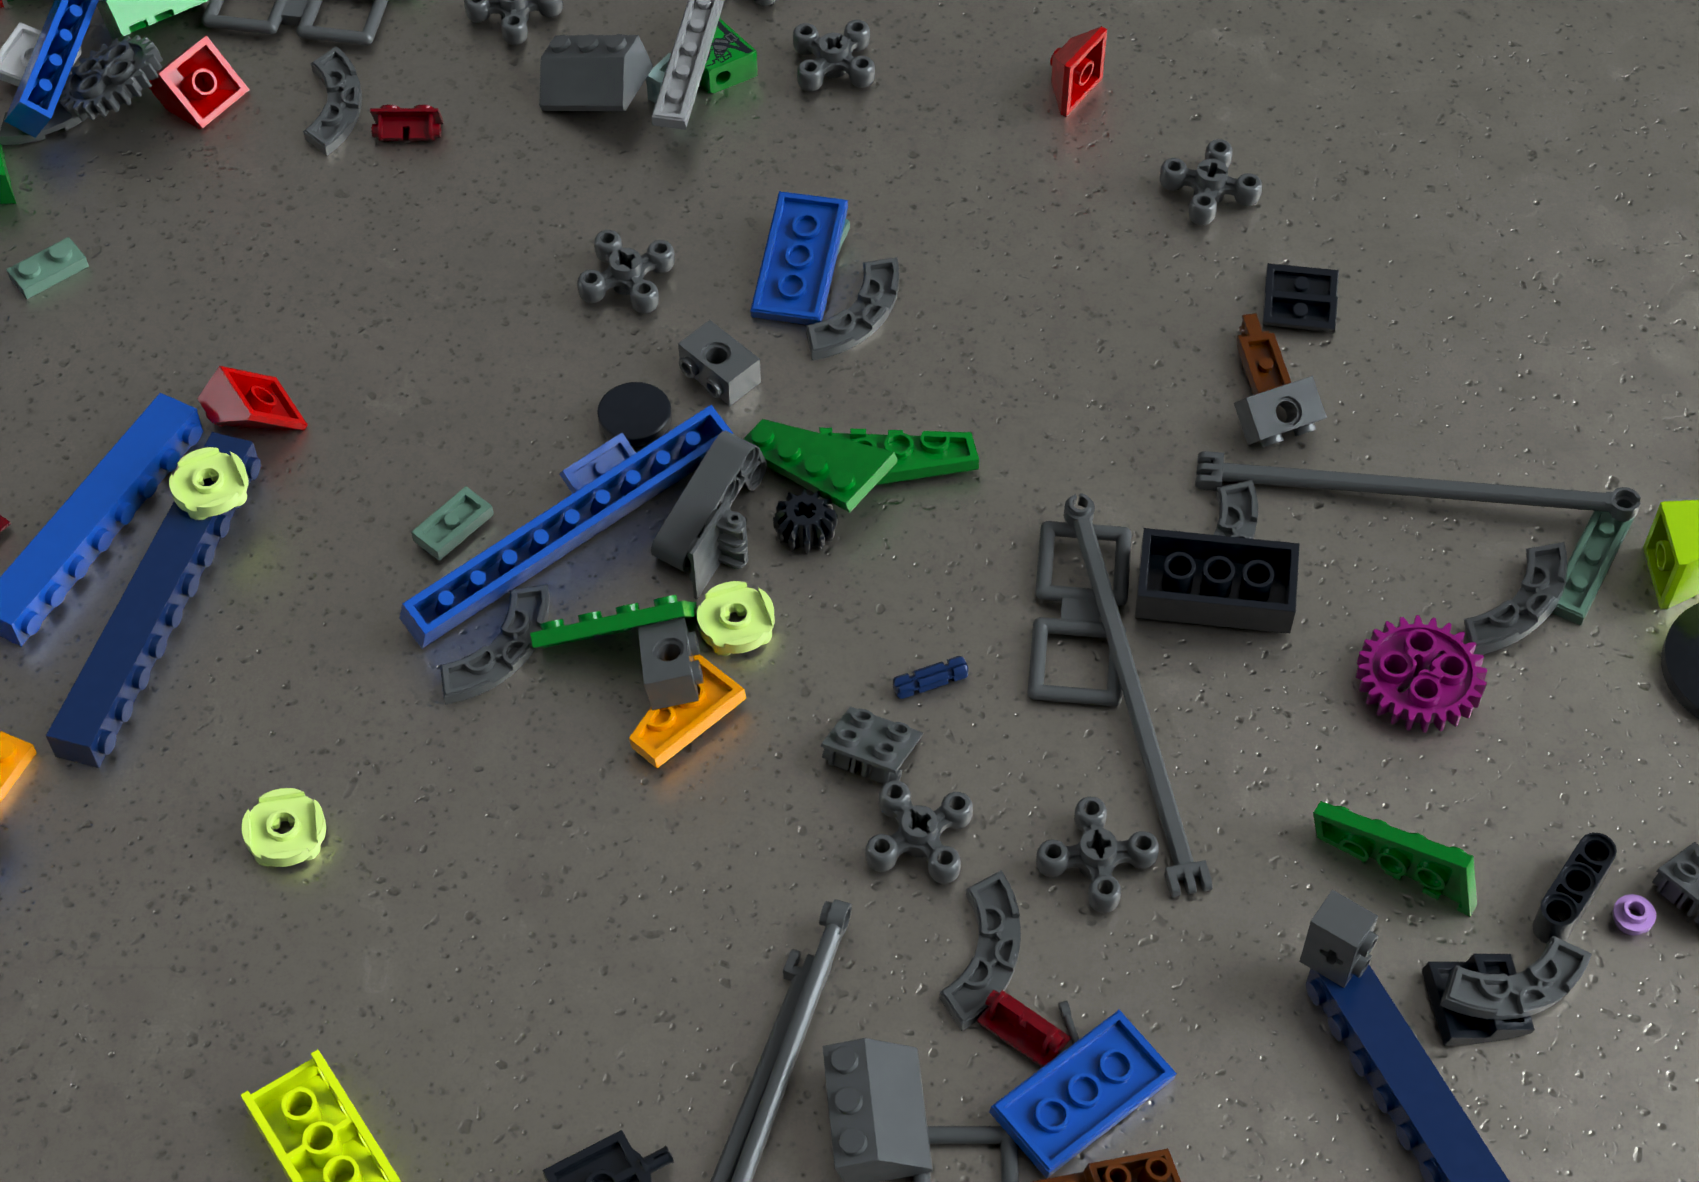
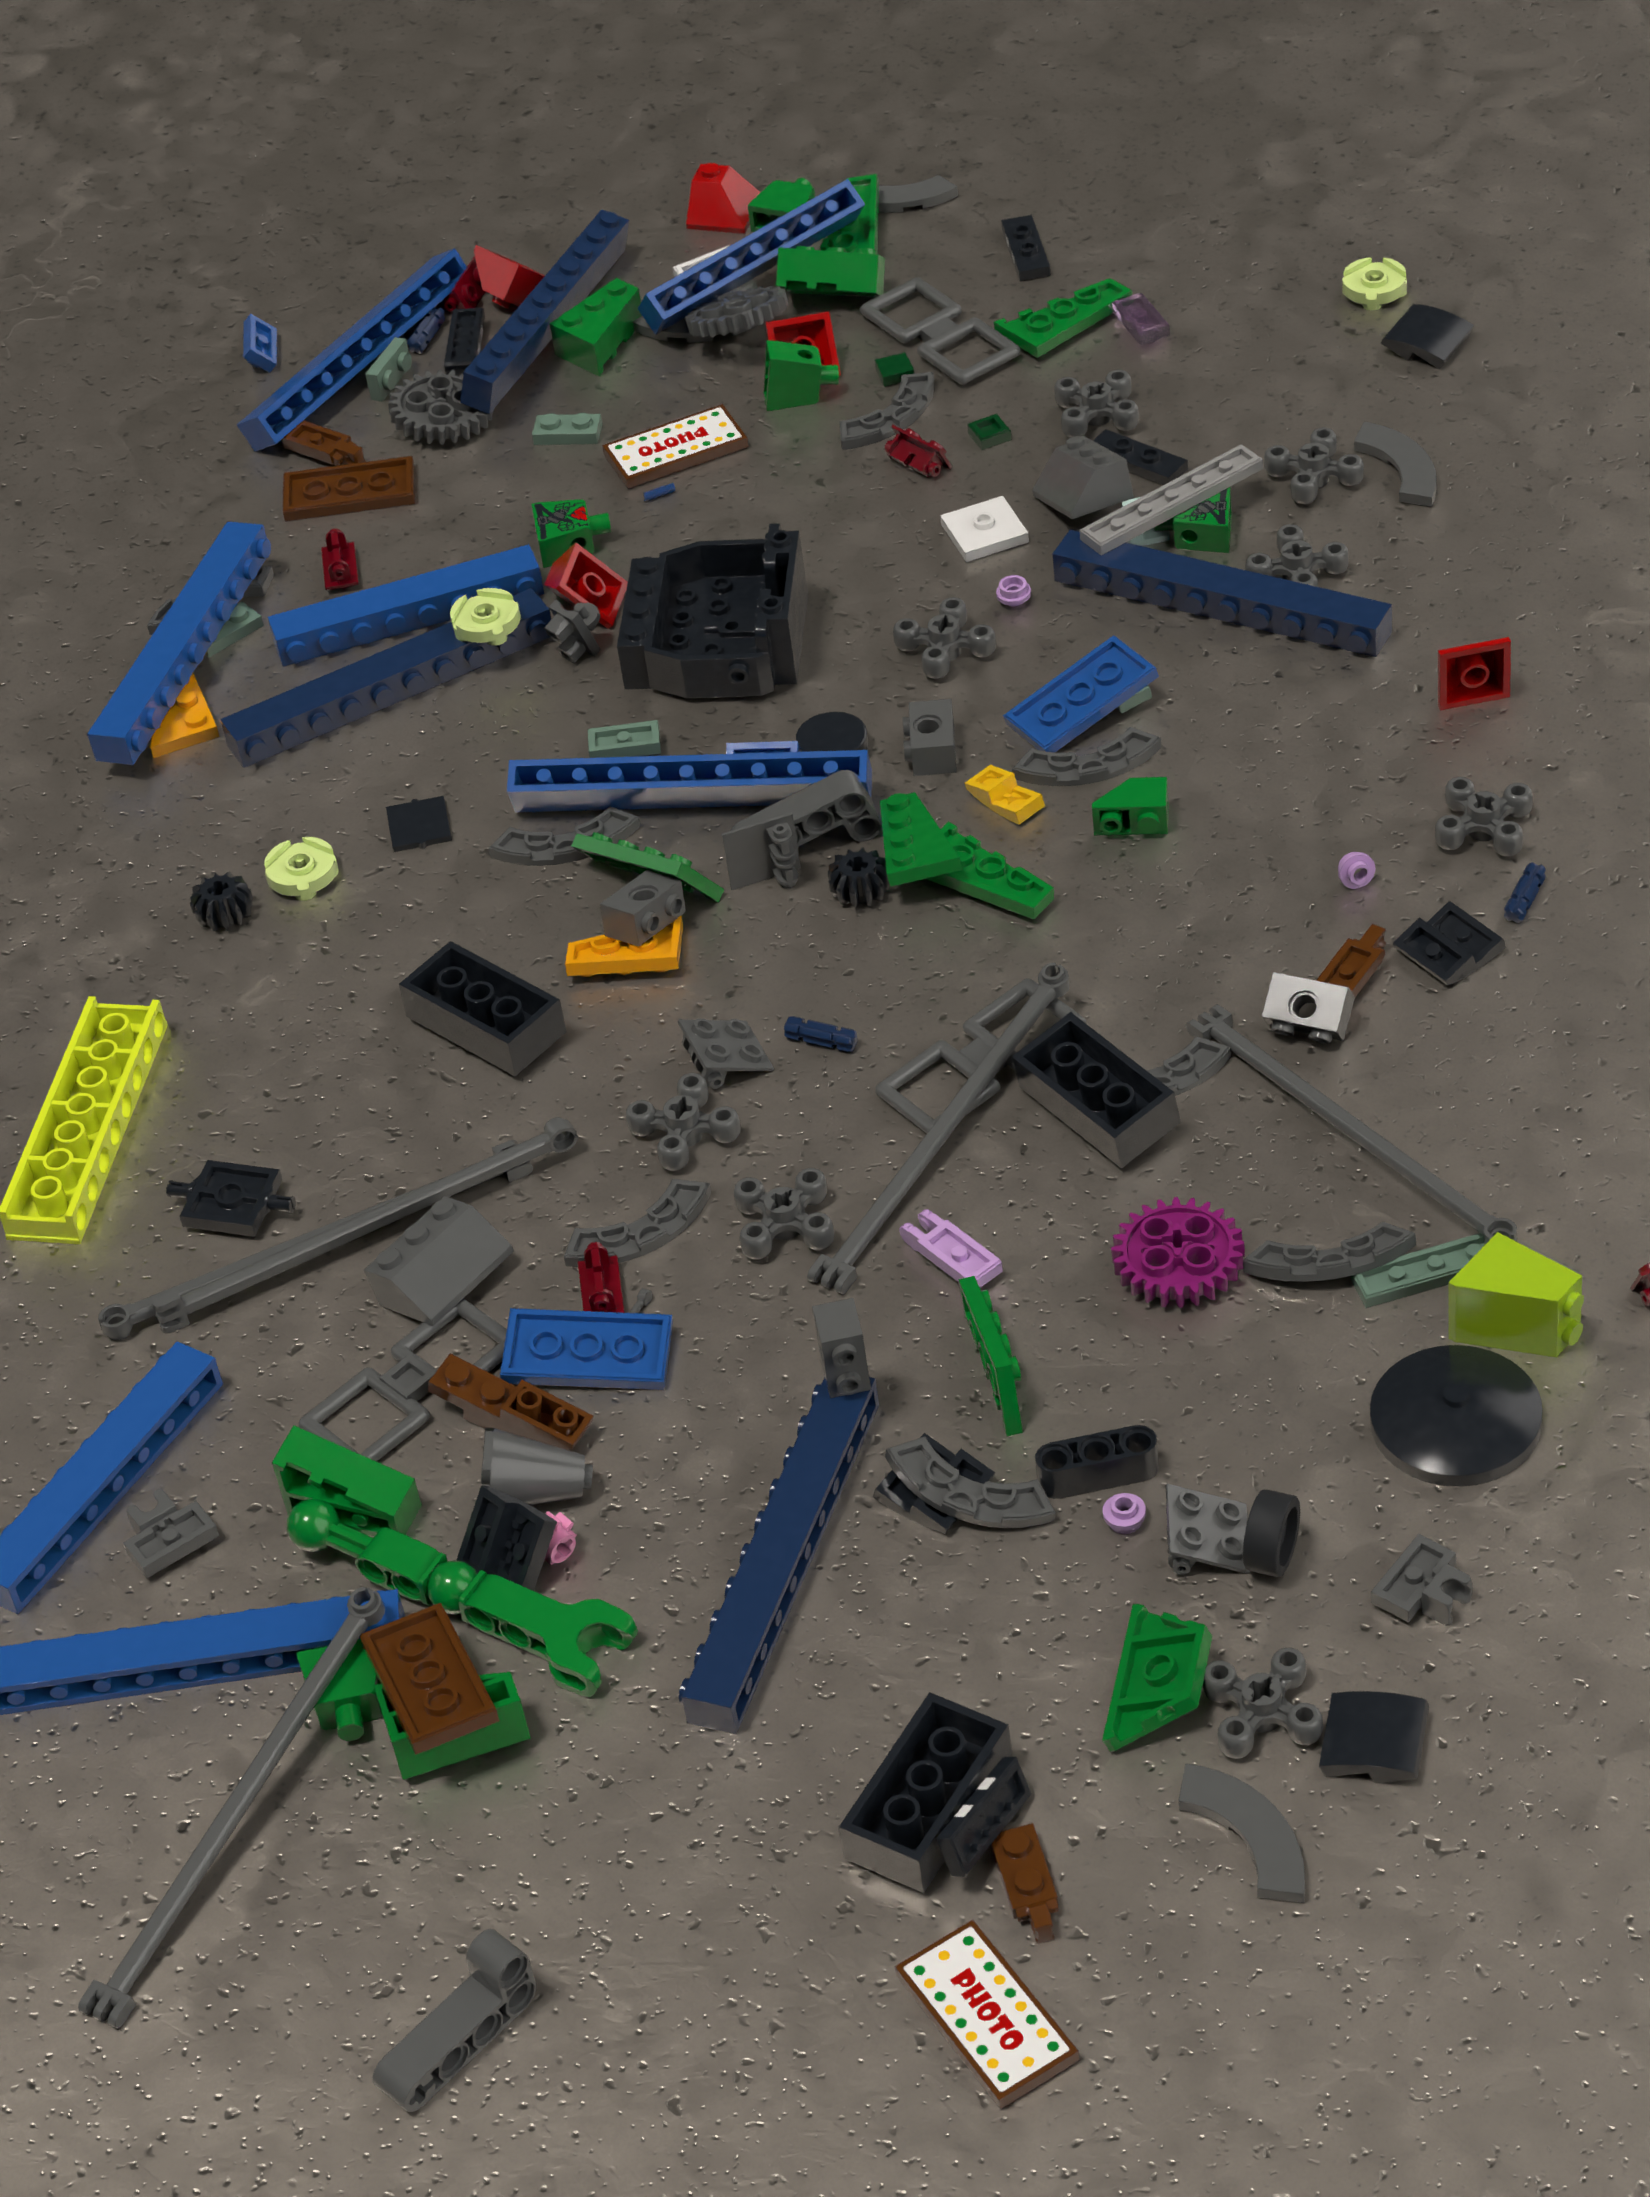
camera: 50 degrees right, 10 degrees down
(165, 360) = (564, 524): none -> green torso
(172, 230) = (675, 446): none -> tile
(202, 282) = (656, 491): none -> blue leg
(222, 110) = (794, 375): none -> green torso
(248, 911) = (221, 901): none -> black gear
(294, 60) = (892, 368): none -> dark green tile
(296, 446) = (573, 629): none -> dark grey hips
(342, 715) = (418, 824): none -> black piece
(431, 347) = (716, 617): none -> black piece
(443, 74) = (989, 431): none -> dark green tile
(539, 159) = (984, 528): none -> white plate
(597, 26) = (1144, 459): none -> black plate
(631, 200) = (1013, 590): none -> lavender plate
(631, 848) = (483, 1008): none -> black brick
(740, 636) = (741, 928): yellowish green plate -> none
(805, 110) = (1227, 594): none -> dark blue brick
(822, 379) = (1001, 794): none -> yellow slope
(955, 326) = (1133, 808): none -> green slope
(1171, 279) = (1352, 862): none -> lavender plate
(1255, 791) = (951, 1249): none -> lavender hinge
(1302, 225) = (1524, 892): none -> dark blue axle

